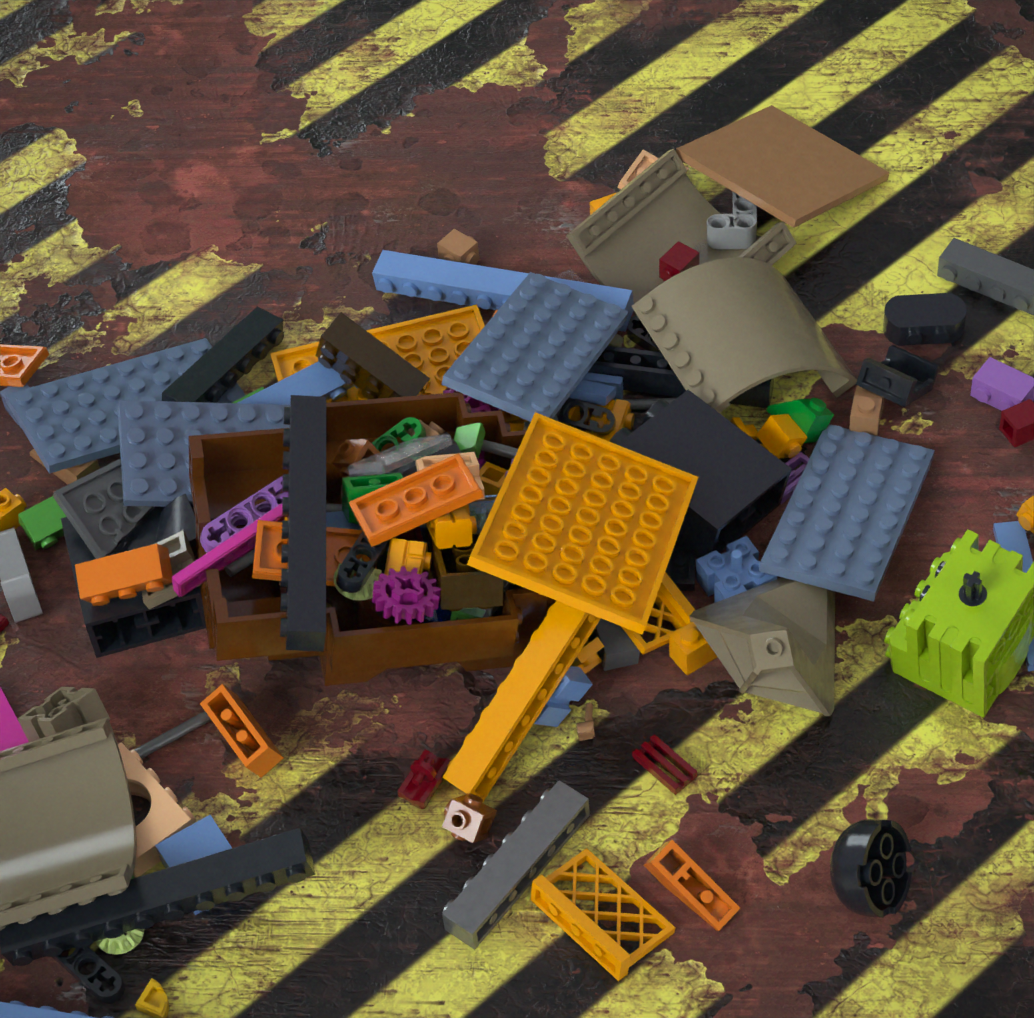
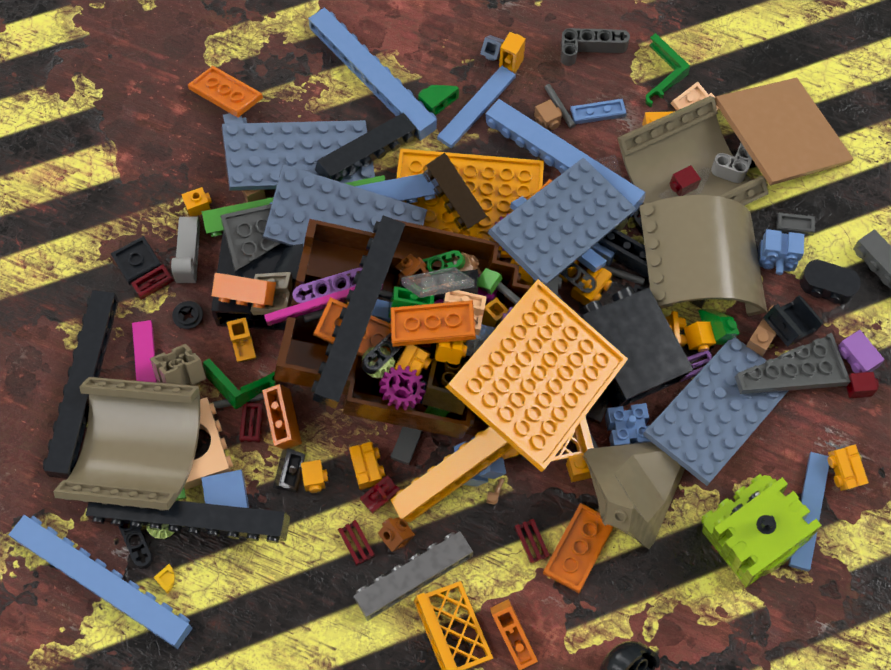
camera: 15 degrees right, 15 degrees up
(41, 649) = (186, 308): none -> black gear
(140, 656) = (241, 340): none -> light orange brick
(157, 725) = (234, 396): none -> green hinge
(188, 277) = (371, 72): none -> medium blue brick
(204, 777) = (250, 437): none -> dark red tile
(279, 799) = (289, 470): none -> black slope
(296, 279) = (438, 97): none -> green slope
(318, 790) = (314, 476): none -> light orange brick
(348, 196) = (491, 47): none -> sand blue brick
(356, 270) = (476, 107): none -> medium blue tile
(377, 192) = (512, 52): none -> light orange brick
(388, 750) = (366, 465): none -> light orange brick
(398, 839) = (348, 527): none -> dark red tile
(434, 706) = (406, 445): none -> dark grey tile
(480, 147) = (591, 40): none -> dark grey beam
(482, 245) = (558, 103): none -> dark grey bar
(524, 227) = (598, 111): none -> medium blue tile
(597, 134) = (678, 64): none -> green hinge
(734, 749) = (578, 548): none -> orange tile
(843, 300) = (780, 250): none -> medium blue brick
(848, 270) = (795, 223): none -> dark grey tile
(931, 428) = (800, 368): none -> dark grey wing

